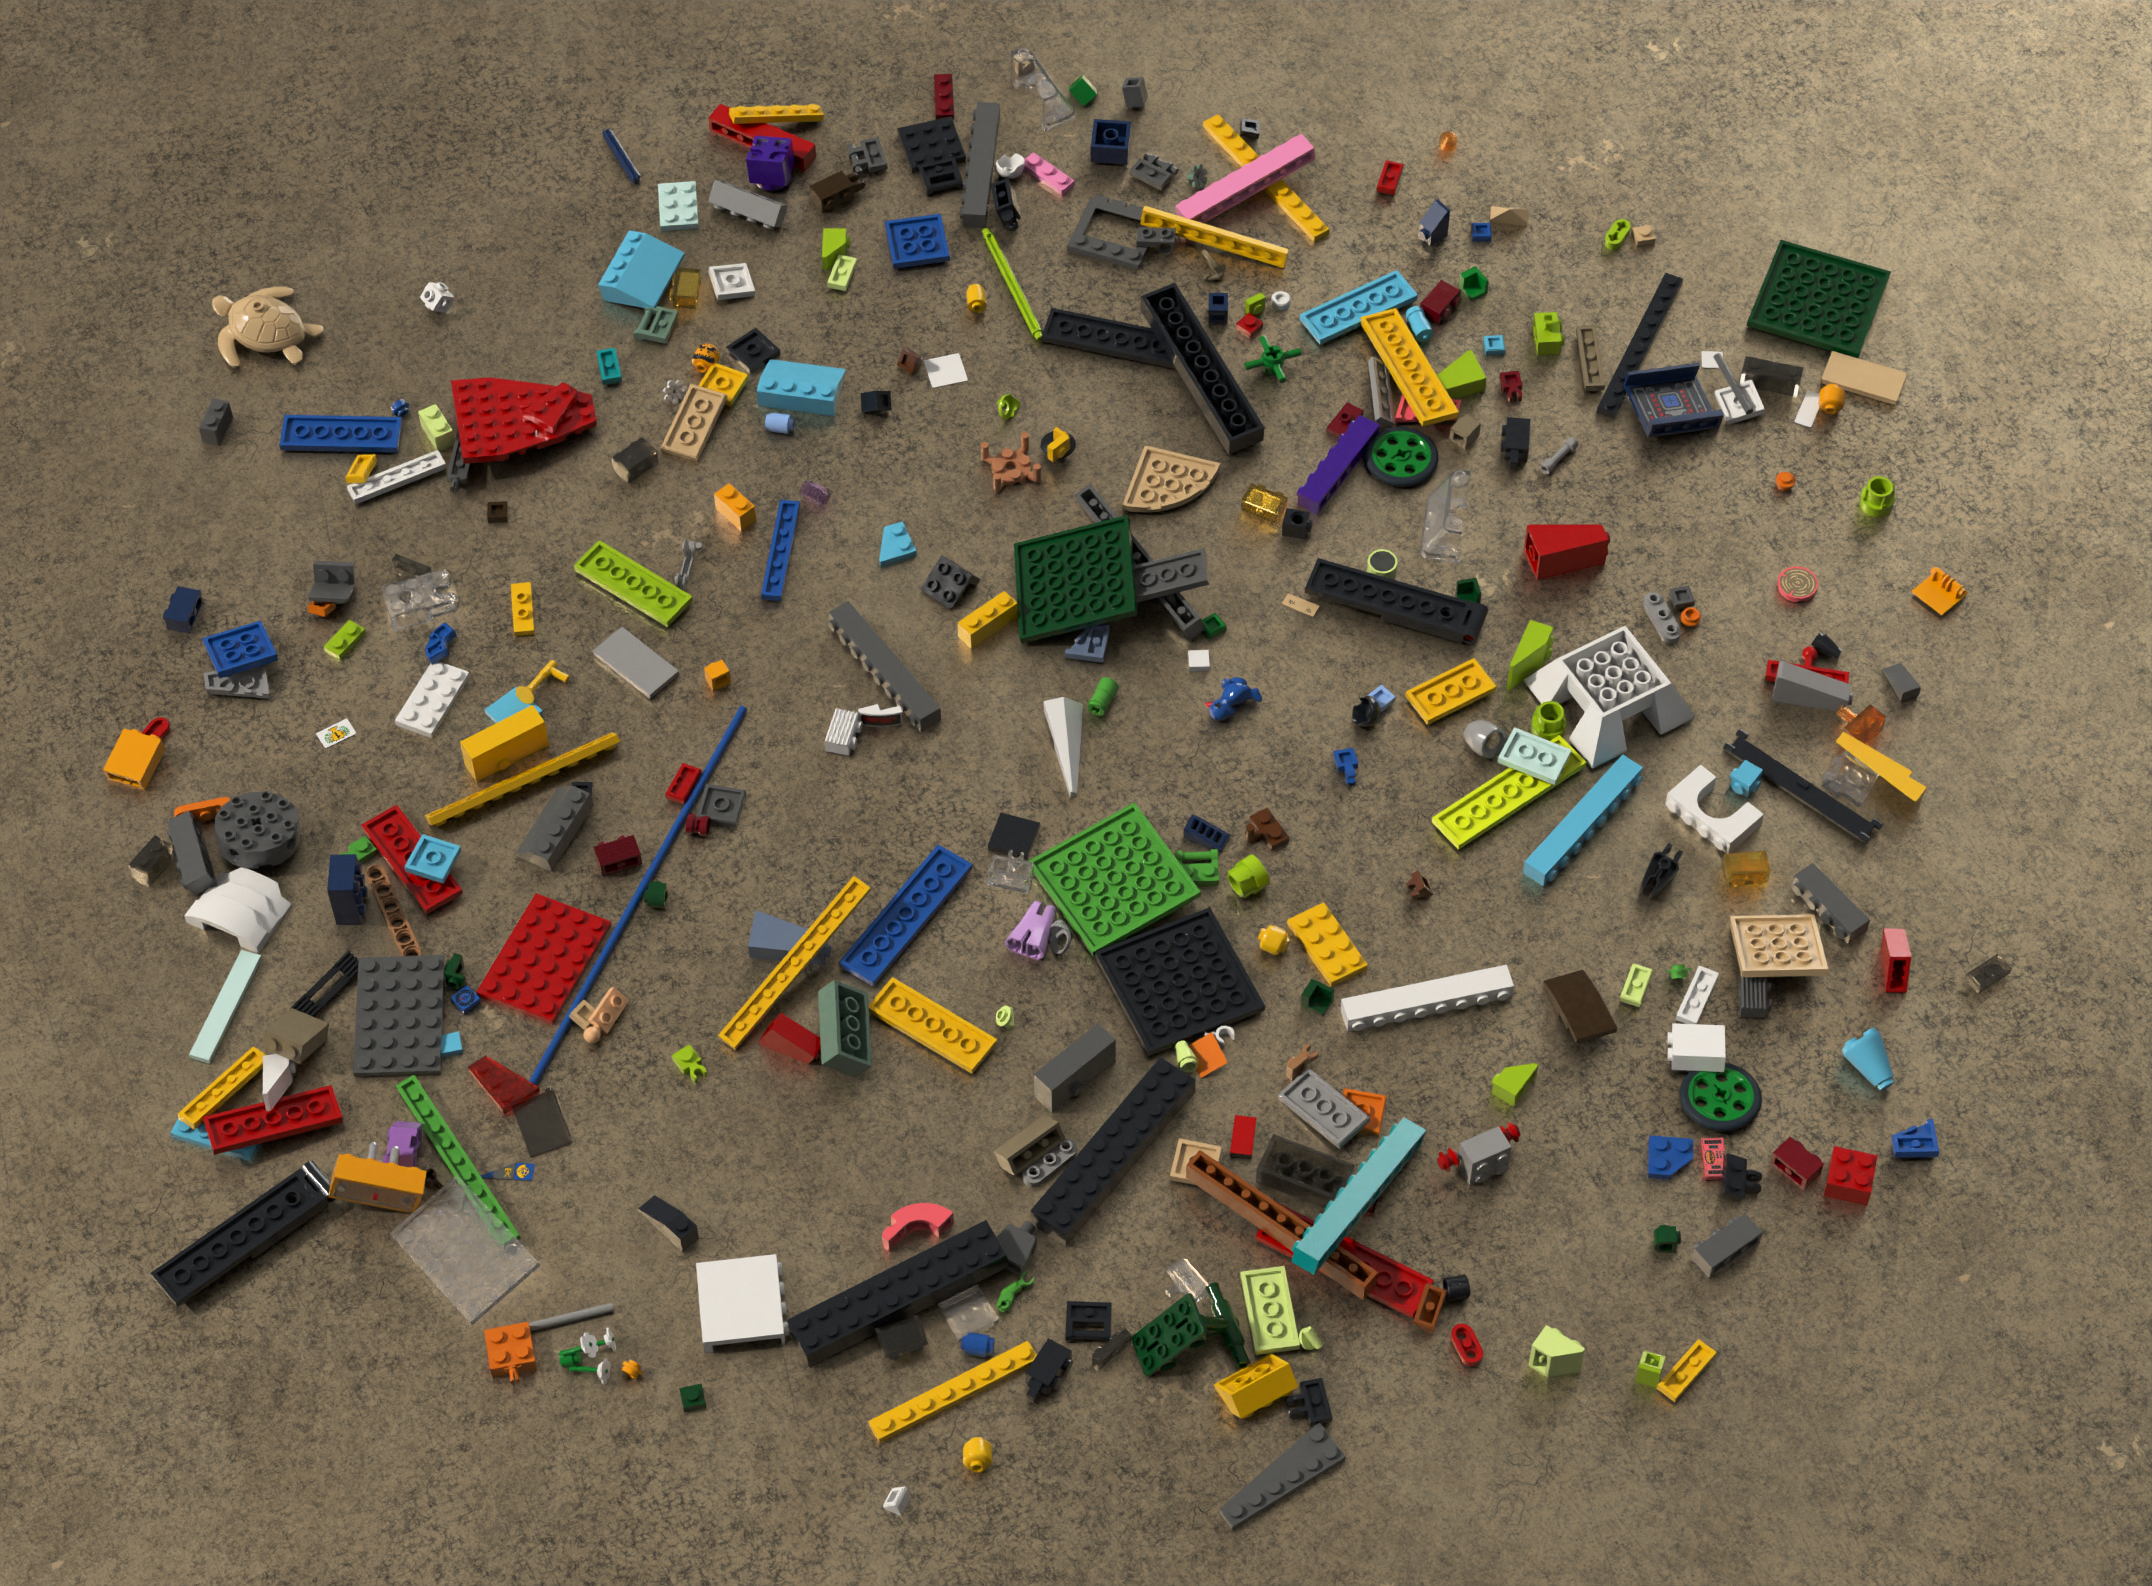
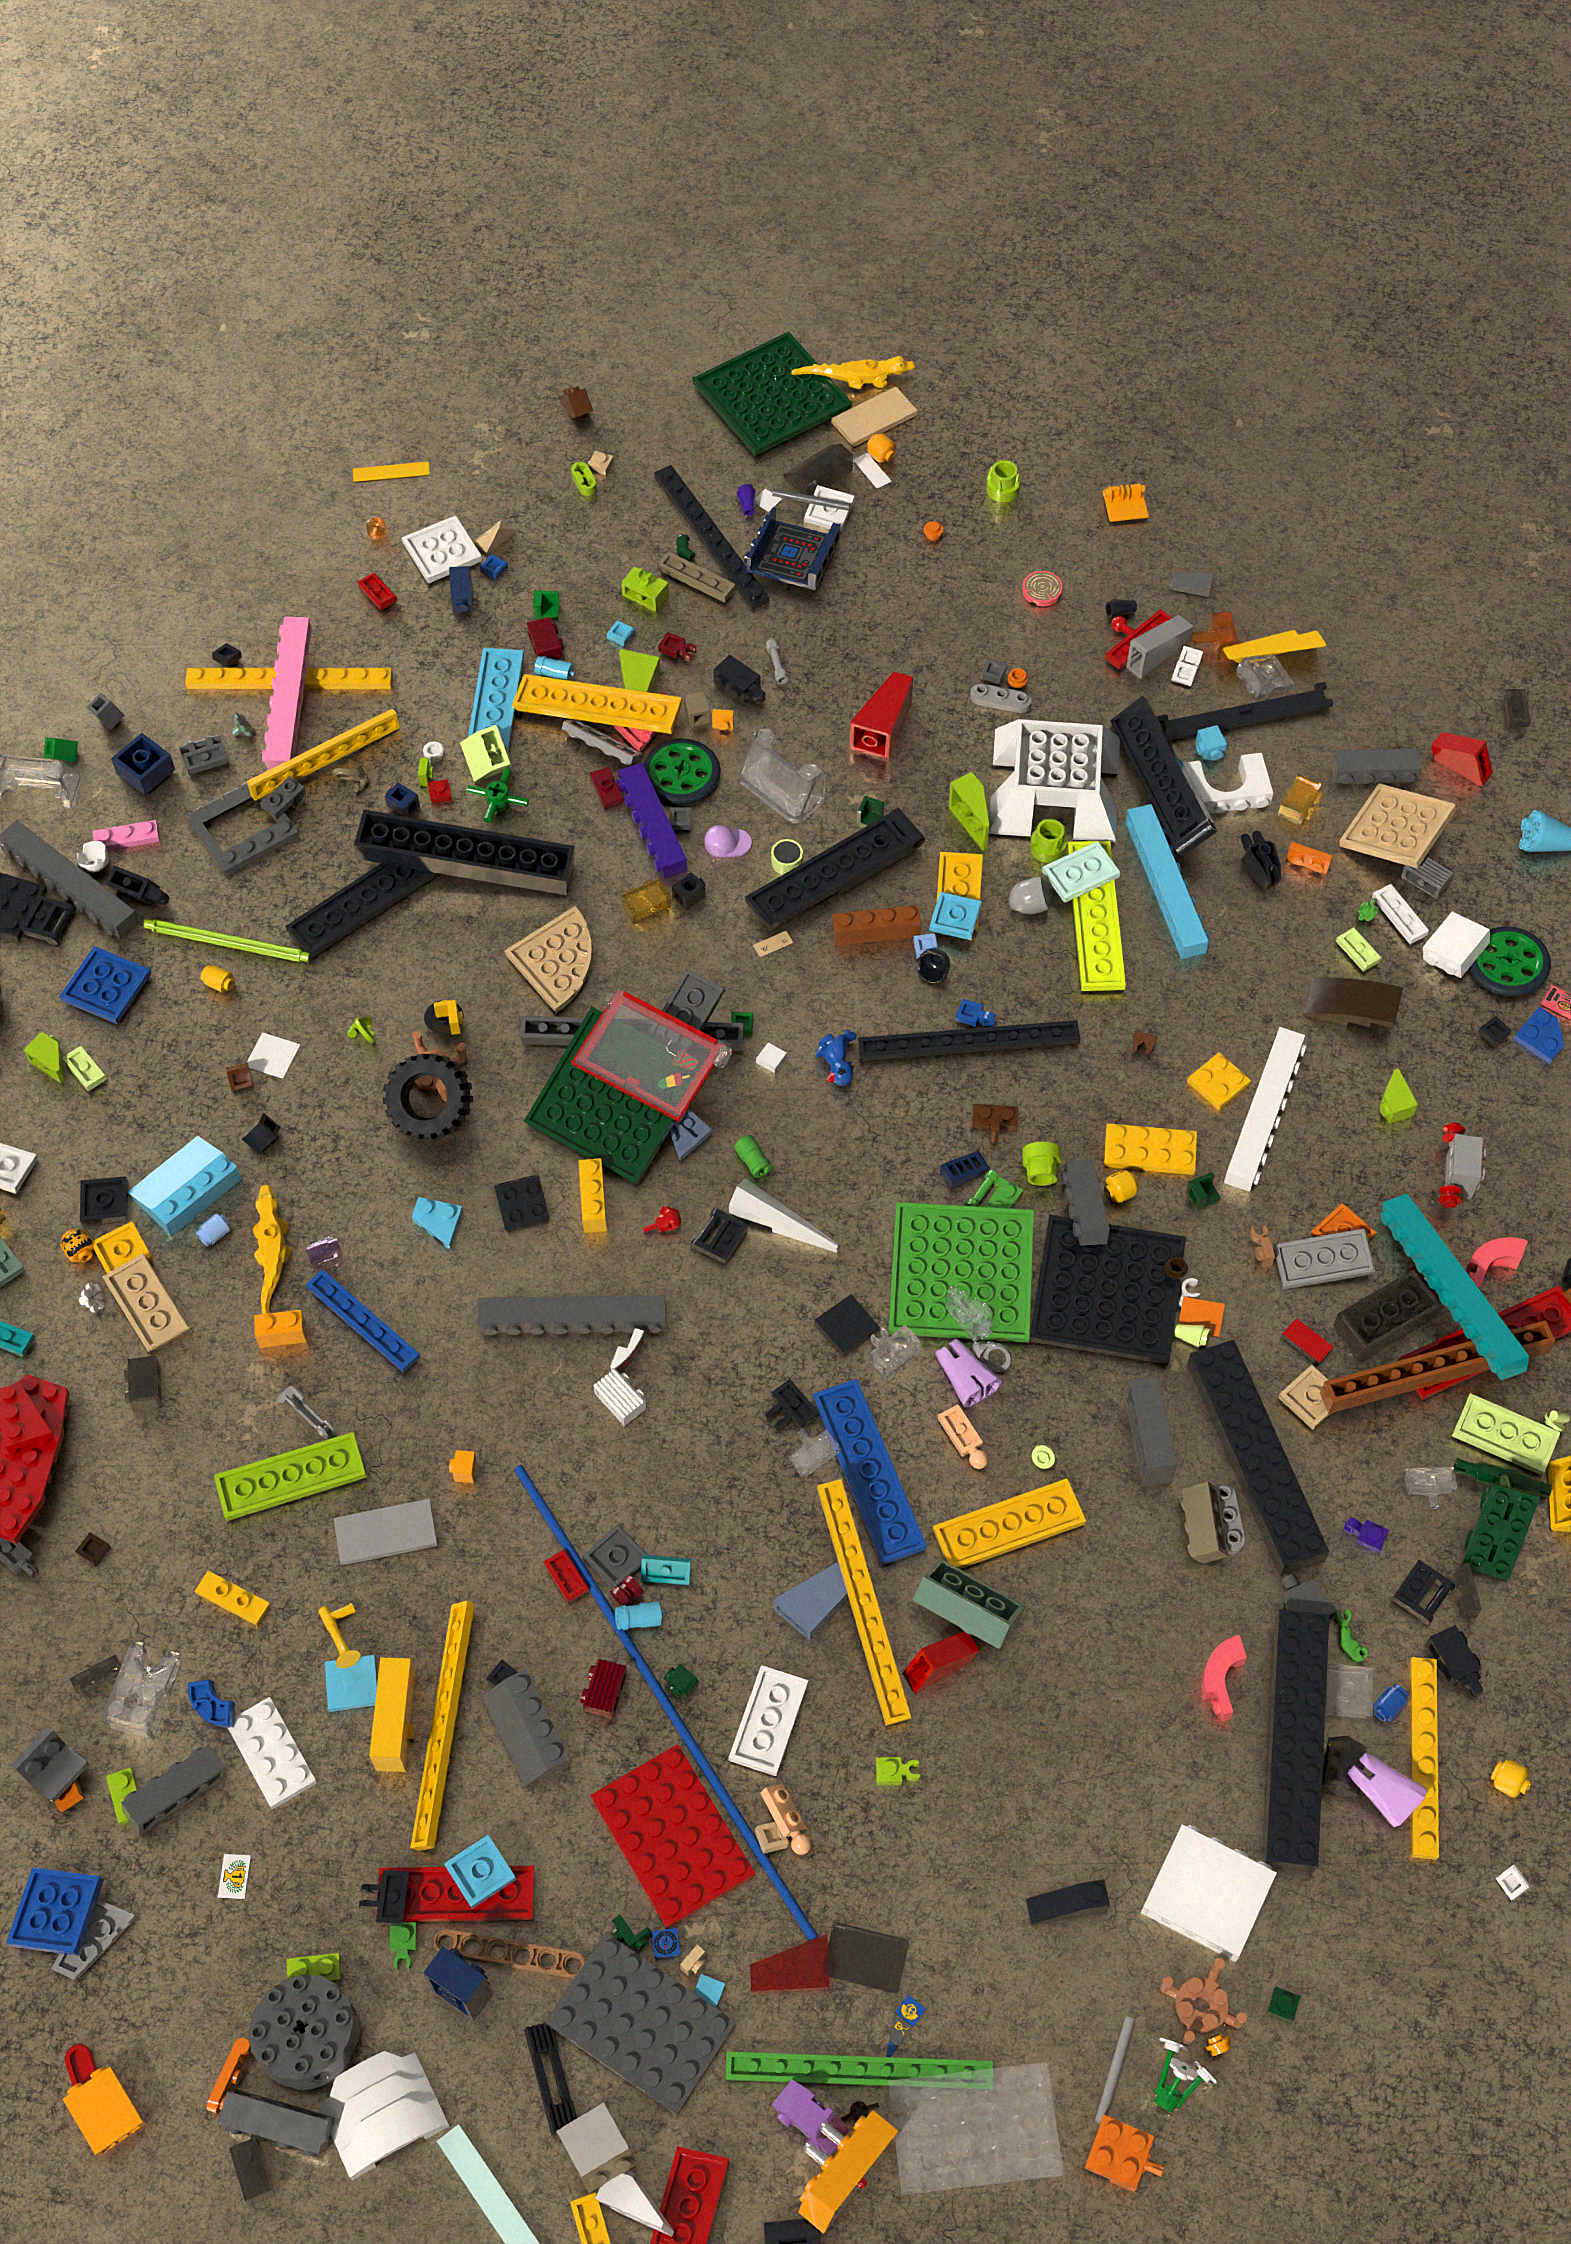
camera: 55 degrees left, 5 degrees up
(309, 817) = (319, 1965): none -> lime plate
(365, 658) = (173, 1789): none -> dark grey brick
(379, 821) = (392, 1897): none -> black hinge
(463, 1020) = (694, 1961): none -> tan plate
(654, 1333) = (1211, 1992): none -> nougat plate
(668, 964) = (768, 1720): none -> white plate
(687, 843) = (639, 1615): none -> medium azure piece
(732, 837) = (666, 1569): none -> teal plate
(796, 462) = (271, 1241): none -> yellow animal
(893, 872) = (814, 1451): none -> clear plate
(901, 1369) = (1388, 1789): none -> lavender piece
(919, 840) = (794, 1404): none -> black hinge
(961, 457) = (398, 1096): none -> black tyre
(981, 957) = (963, 1436): none -> light nougat plate
(1005, 677) = (667, 1220): none -> red piece
(1021, 720) = (725, 1239): none -> black plate
(1072, 896) = (972, 1316): none -> clear plate
(1109, 1262) = (1370, 1534): none -> dark purple plate
(1116, 573) = (650, 1054): none -> clear door
(1229, 1006) = (1179, 1263): none -> dark brown plate
(1236, 921) = (1085, 1202): none -> dark grey brick
(1303, 329) = (486, 753): none -> yellowish green slope
(1321, 774) = (969, 1040): none -> black plate
(1356, 481) = (680, 818): none -> dark grey plate
(1364, 522) = (727, 842): none -> lavender cap
(1369, 655) = (876, 925): none -> dark orange brick
(1420, 1219) = (1495, 1253): none -> coral arch
(1421, 699) = (955, 916): none -> medium azure tile
(1428, 956) = (1219, 1081): none -> yellow plate
(1465, 190) = (441, 547): none -> white plate
(1470, 453) = (723, 719): none -> light orange plate
(1510, 117) = (391, 471): none -> yellow sticker
(1615, 329) = (682, 547): none -> dark green arm
(1640, 1119) = (1494, 1031): none -> black plate
(1674, 762) = (1163, 777): none -> black hinge
(1683, 183) = (576, 401): none -> reddish brown slope
(1695, 910) = (1309, 858): none -> orange plate
(1697, 344) = (746, 496): none -> dark purple cone
(1808, 725) = (1187, 666): none -> white slope
(1896, 341) = (860, 372): none -> yellow animal

